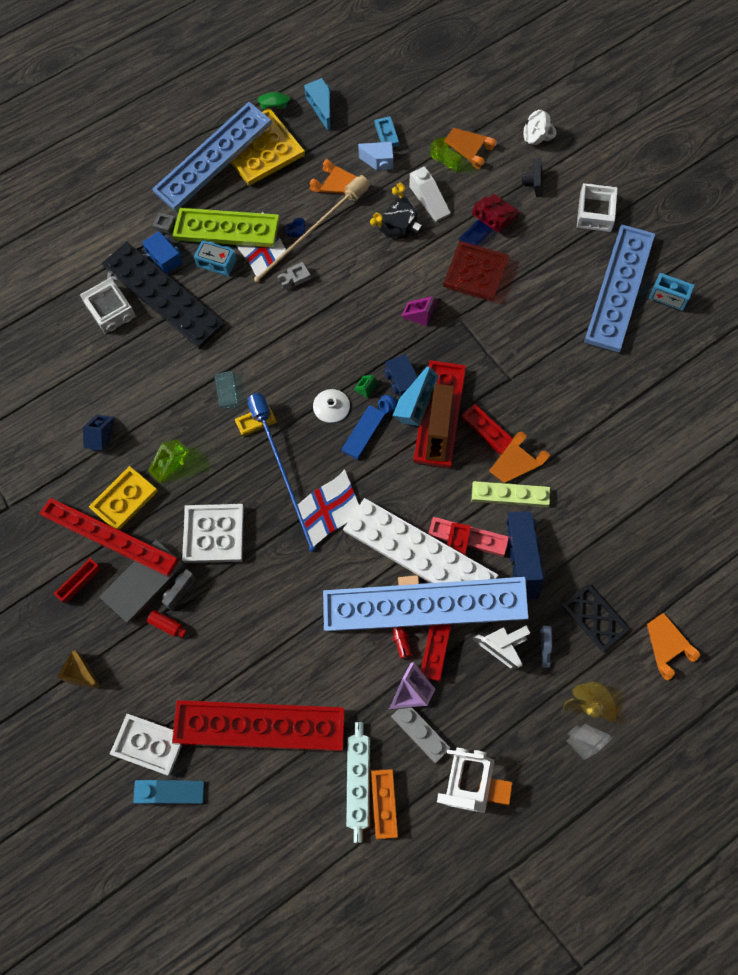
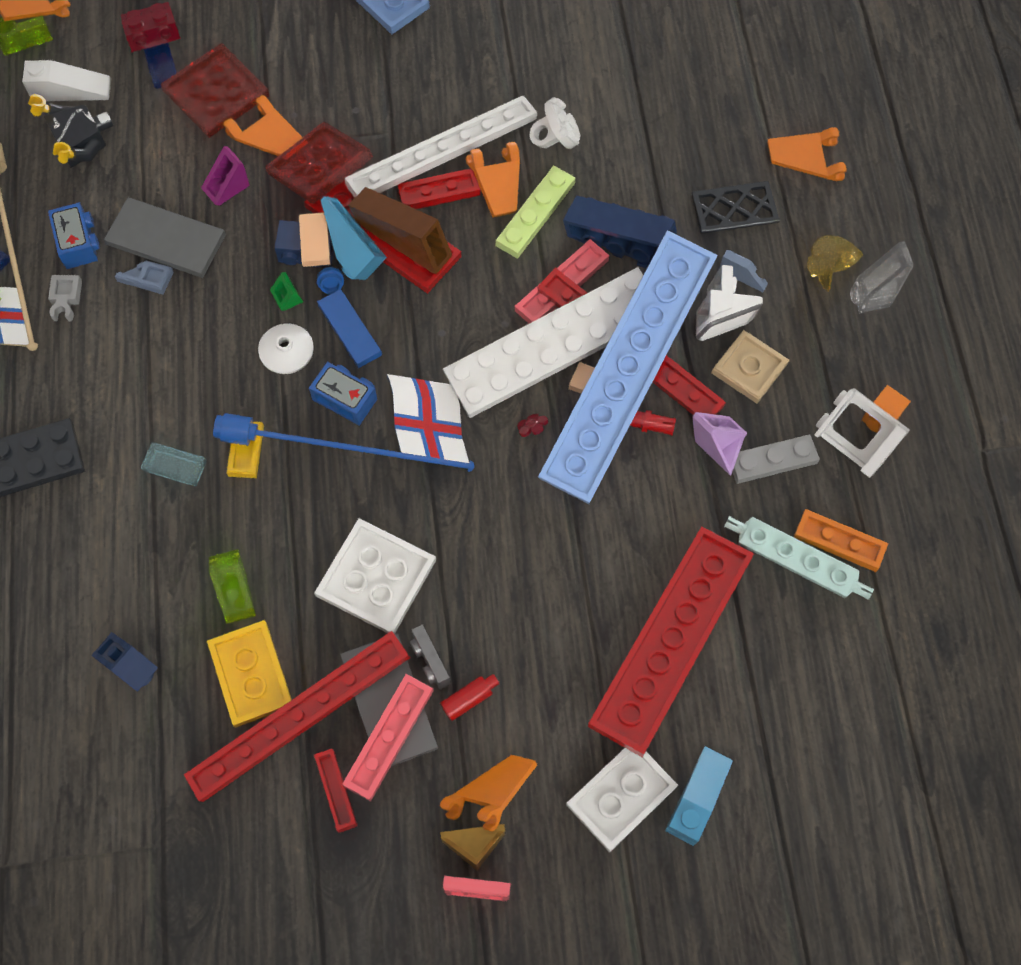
camera: 65 degrees left, 0 degrees up
(51, 687) = (476, 888): none -> coral tile
(114, 666) = (492, 790): none -> orange flag
(117, 591) = (388, 737): none -> coral plate
(317, 452) = (343, 393): none -> brick
(333, 257) = (73, 235): none -> brick
(333, 309) = (147, 276): none -> sand blue tile
(357, 569) = (533, 424): none -> dark red plant
(362, 303) = (165, 237): none -> dark grey tile
(401, 379) = (314, 239): none -> light nougat tile
(459, 352) = (318, 162): none -> clear red plate
(467, 316) = (268, 134): none -> orange flag
(479, 685) = (750, 366): none -> tan tile
(518, 415) = (442, 147): none -> white plate
(579, 473) = (560, 126): none -> white tile

